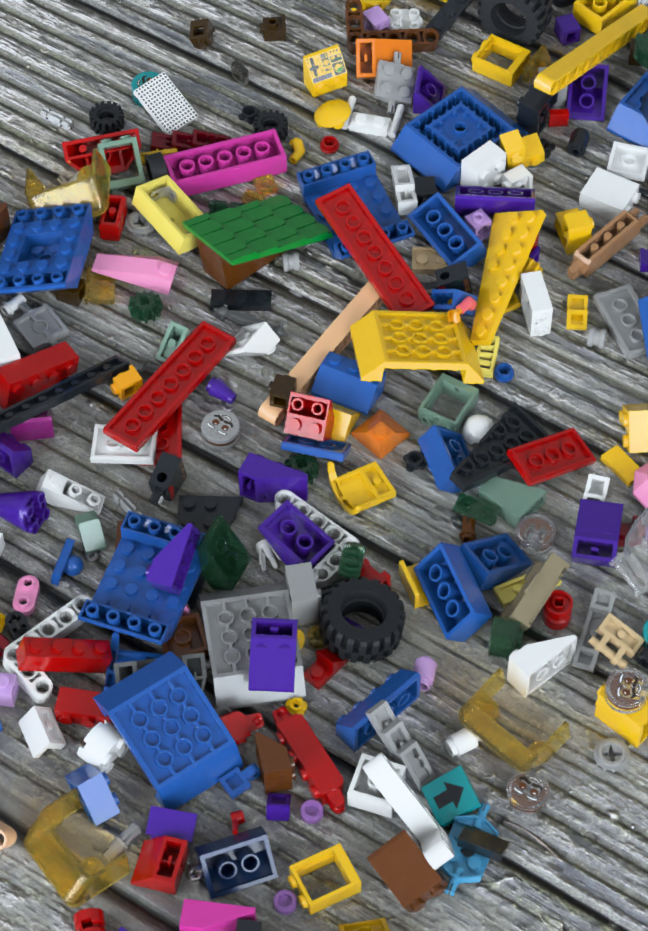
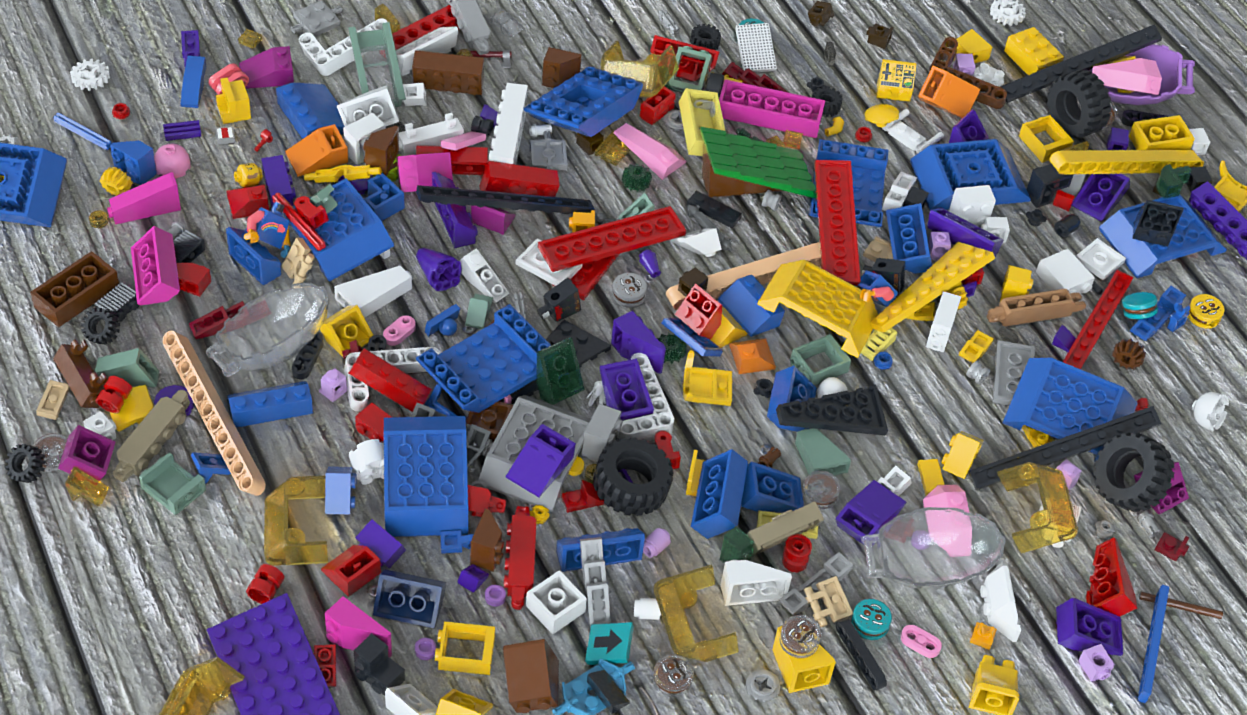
camera: 25 degrees right, 5 degrees down
(41, 730) = (338, 427): white panel -> none
(120, 843) = (337, 536): light grey axle -> none
(173, 562) = (514, 353): dark purple slope -> none
(237, 818) = (434, 568): red hand -> none
(352, 560) = (655, 427): clear green gear -> none
(394, 83) = (945, 113): light grey plate -> none
(433, 839) = (564, 629): white beam -> none
(476, 509) = (786, 446): clear green hinge -> none
(521, 150) = (1016, 209): yellow brick -> none
(551, 456) = (874, 438): red tile -> none

